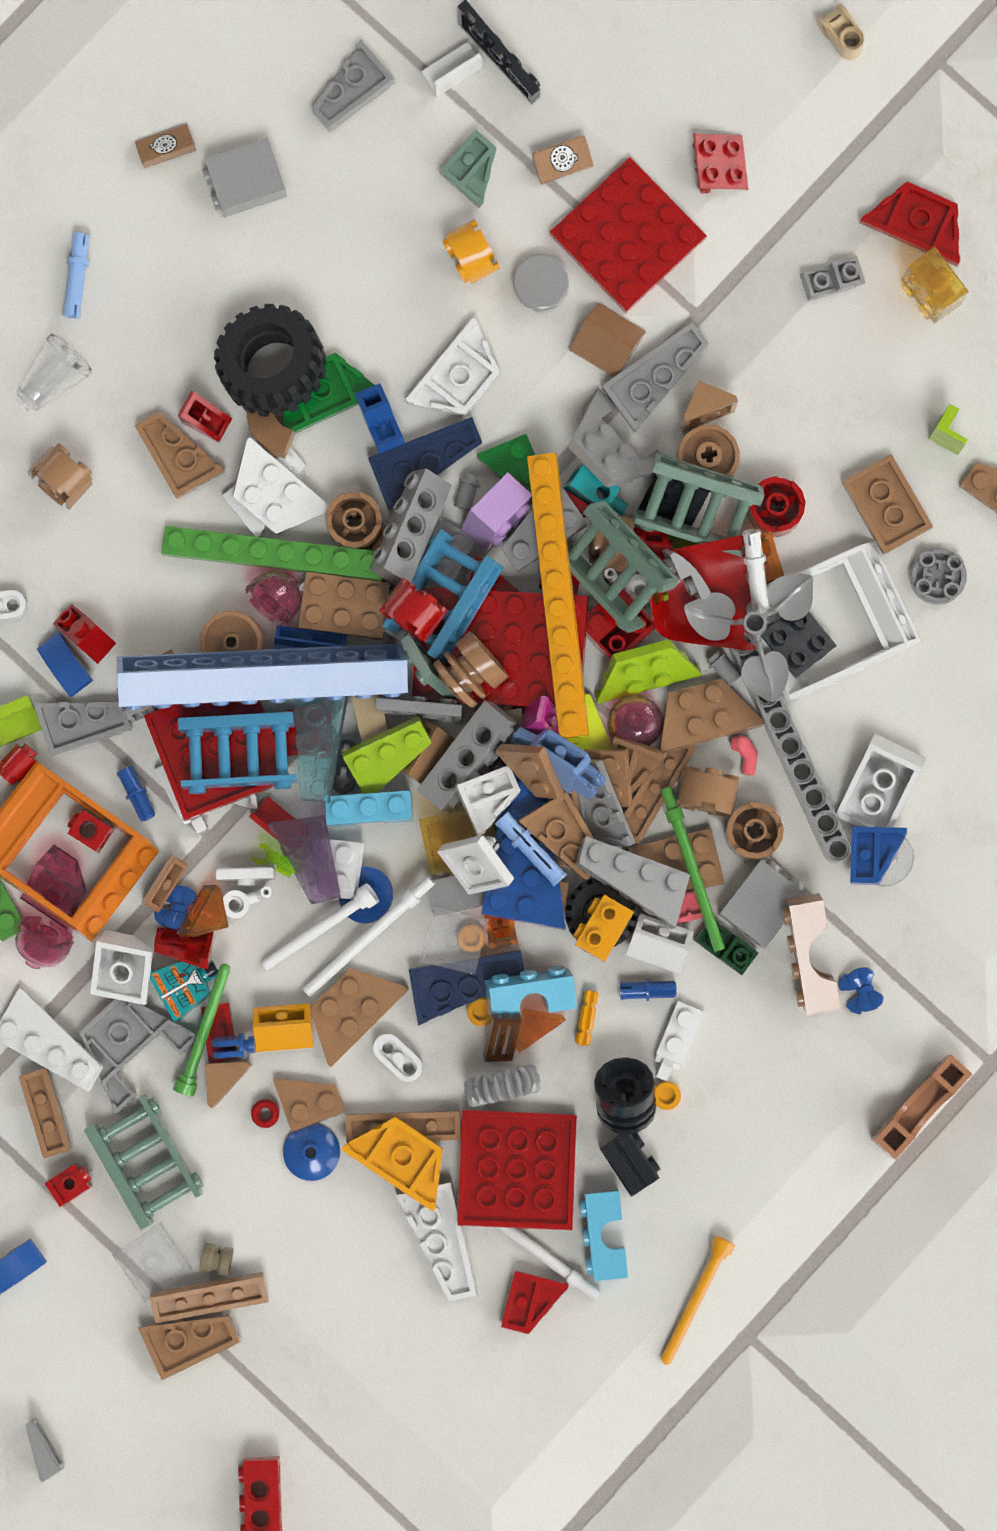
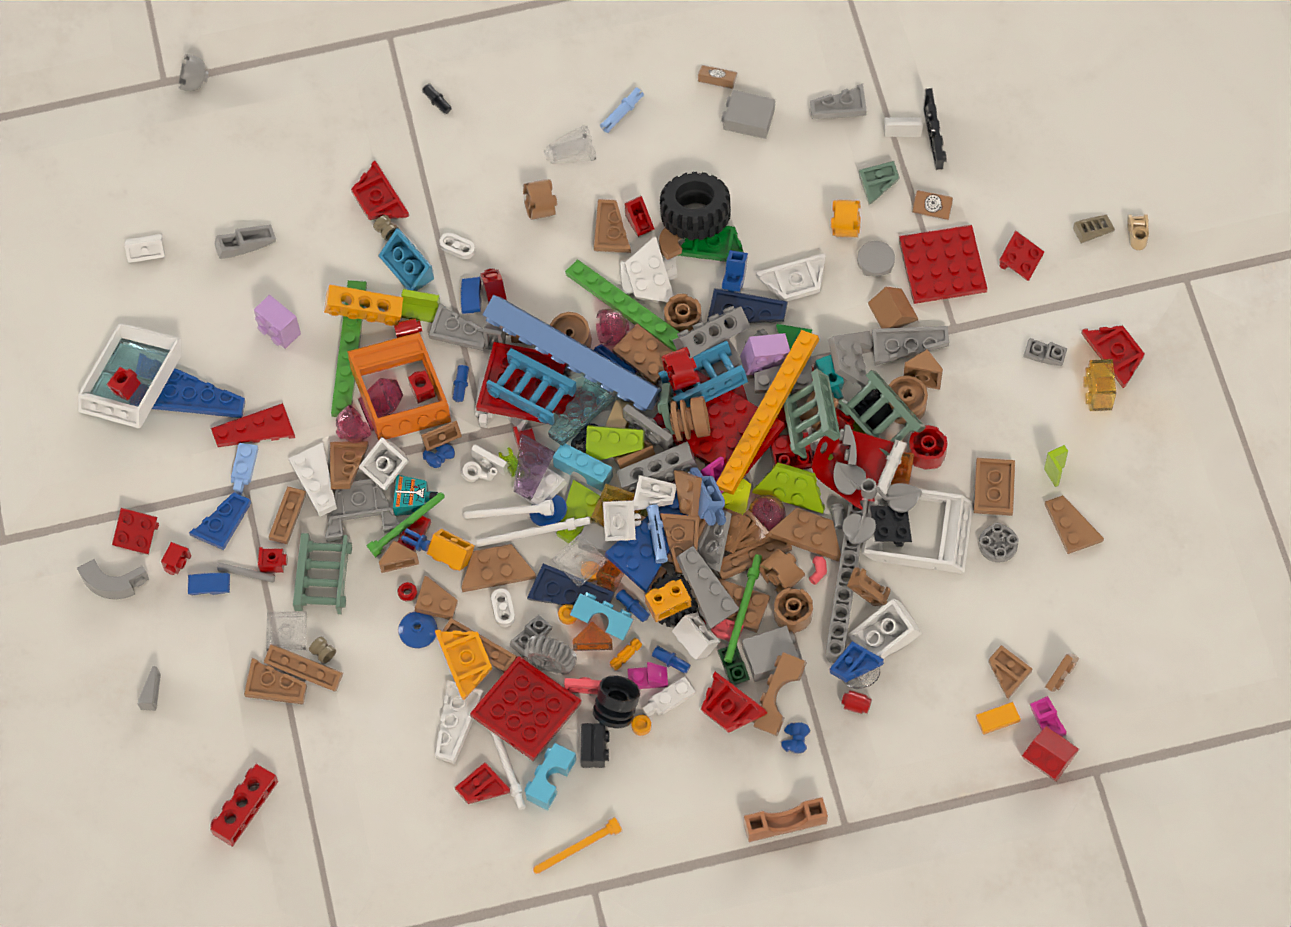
camera: 35 degrees right, 20 degrees down
(47, 1219) = (246, 572): none -> light grey bar
(69, 998) = (345, 462): none -> medium nougat wing
(190, 950) = (428, 474): red wing -> none
(205, 914) = (452, 466): clear orange slope -> none
(402, 861) = (580, 504): none -> lime wing
(456, 1069) = (537, 626): none -> light grey slope
(504, 1022) = (577, 617): reddish brown tile -> none
(554, 951) = (632, 605): none -> blue axle
(566, 1093) = (582, 685): none -> coral plate
(633, 1030) = (649, 677): none -> dark pink slope
(759, 1005) = (729, 705): none -> red wing
(772, 81) = (1086, 236): none -> dark tan slope
(826, 742) = (868, 588): none -> medium nougat hinge
(905, 899) = (856, 702): none -> red brick

